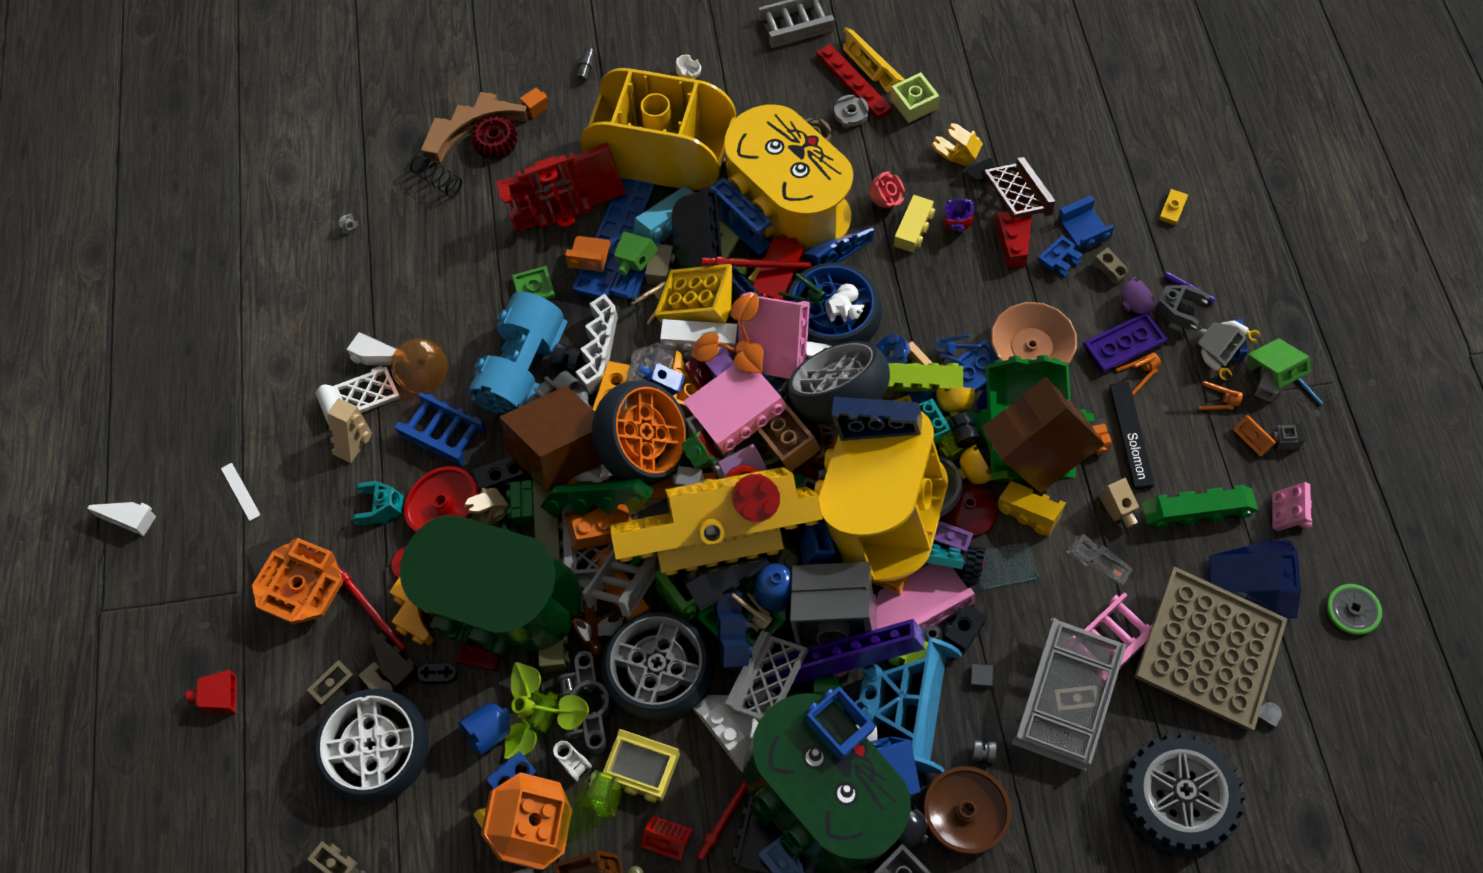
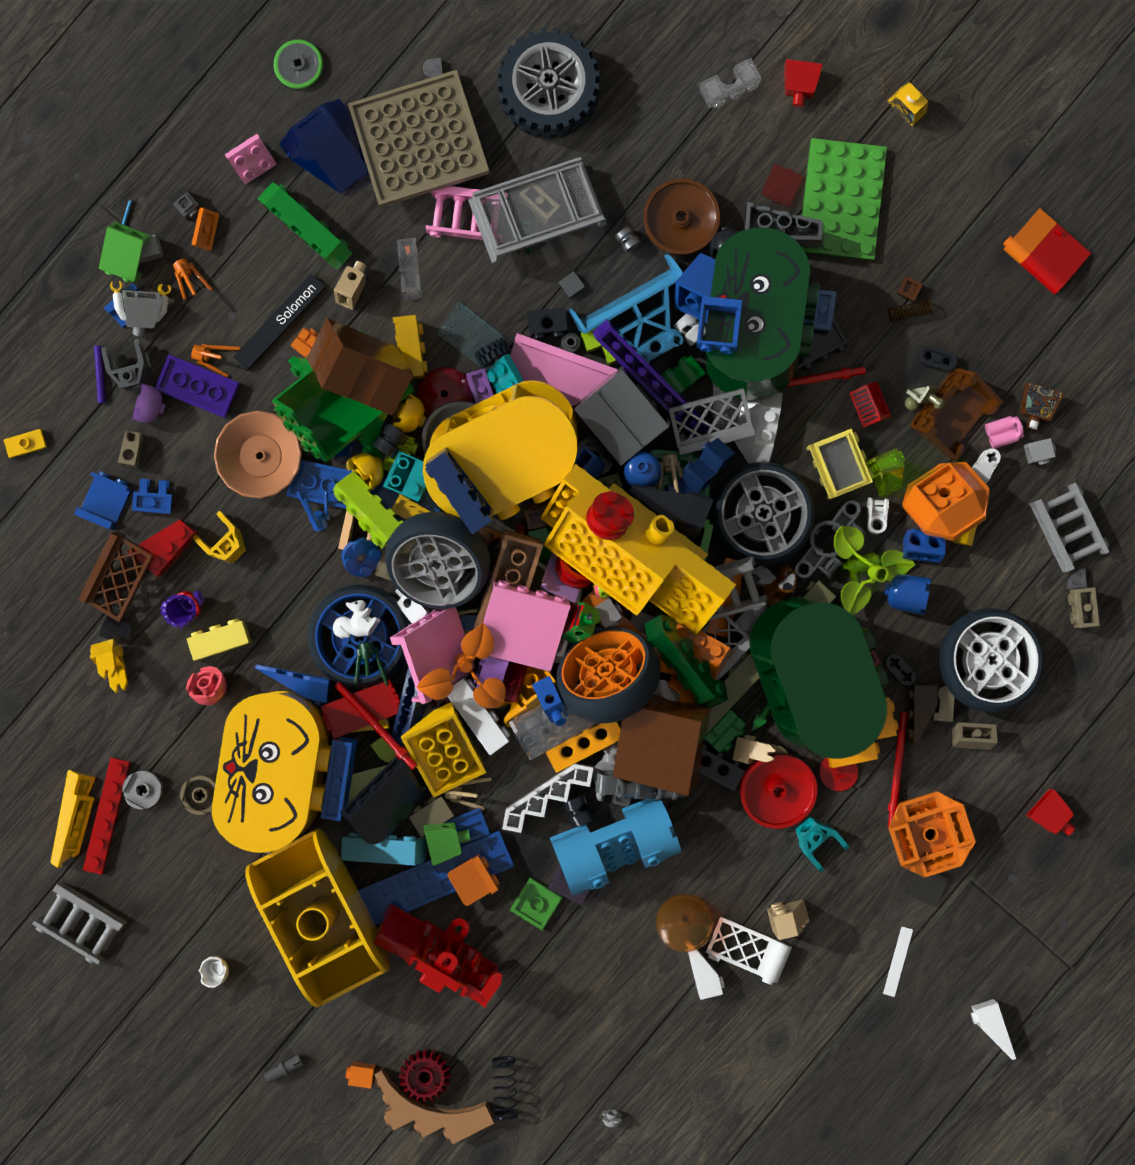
camera: 135 degrees left, 25 degrees up
(439, 446) = (738, 859): blue fence -> none
(914, 97) = (86, 743): yellowish green brick -> none
(978, 276) = (229, 547): none -> yellow piece

